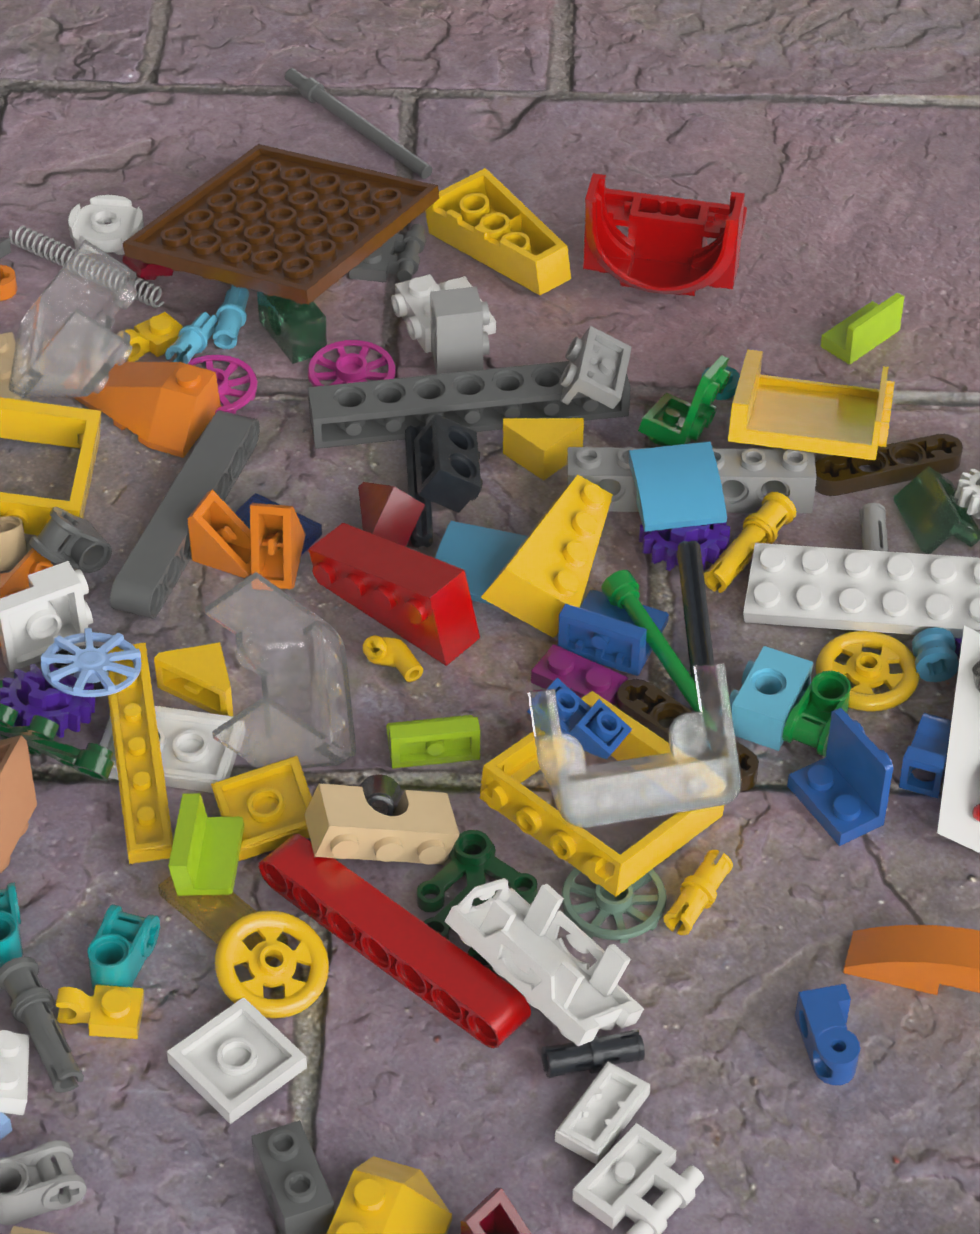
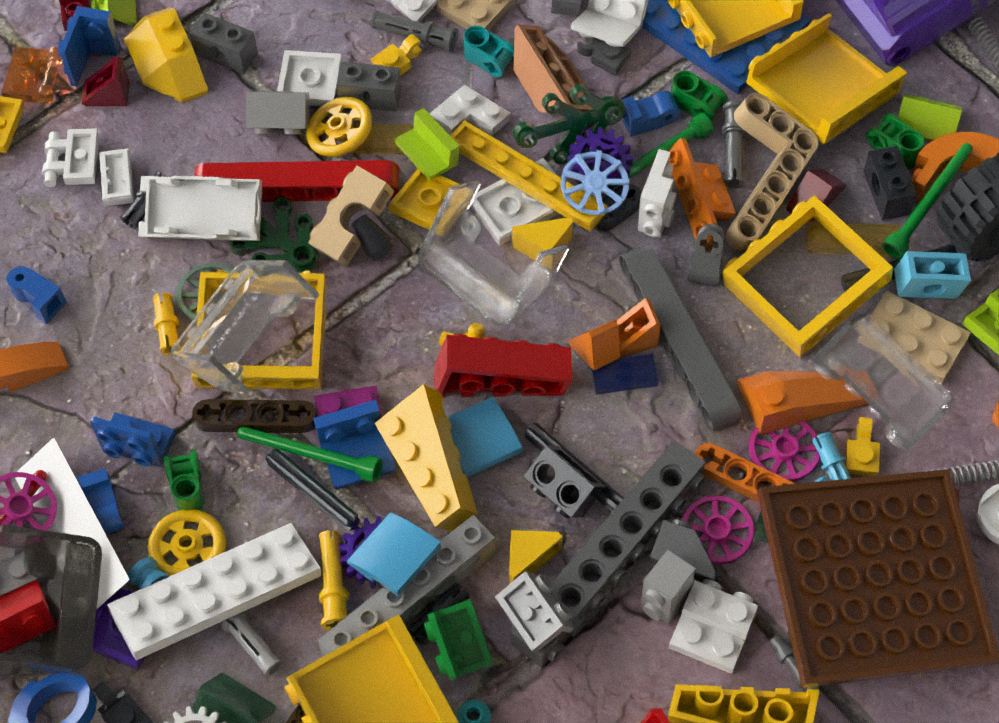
camera: 140 degrees right, 15 degrees up
(100, 880) = (473, 108): none -> white plate
(121, 947) = (420, 85): teal piece -> none
(181, 978) = (373, 84): none -> dark grey brick
(276, 378) = (747, 486): none -> orange beam
(324, 1028) = (277, 110): none -> light grey brick
(388, 512) = (563, 420): dark red slope -> none
(410, 350) = (684, 543): none -> dark grey slope
(433, 741) = (389, 305): lime panel -> none
(594, 727) = (301, 344): blue slope -> none
(768, 695) = (227, 486): medium azure brick -> none

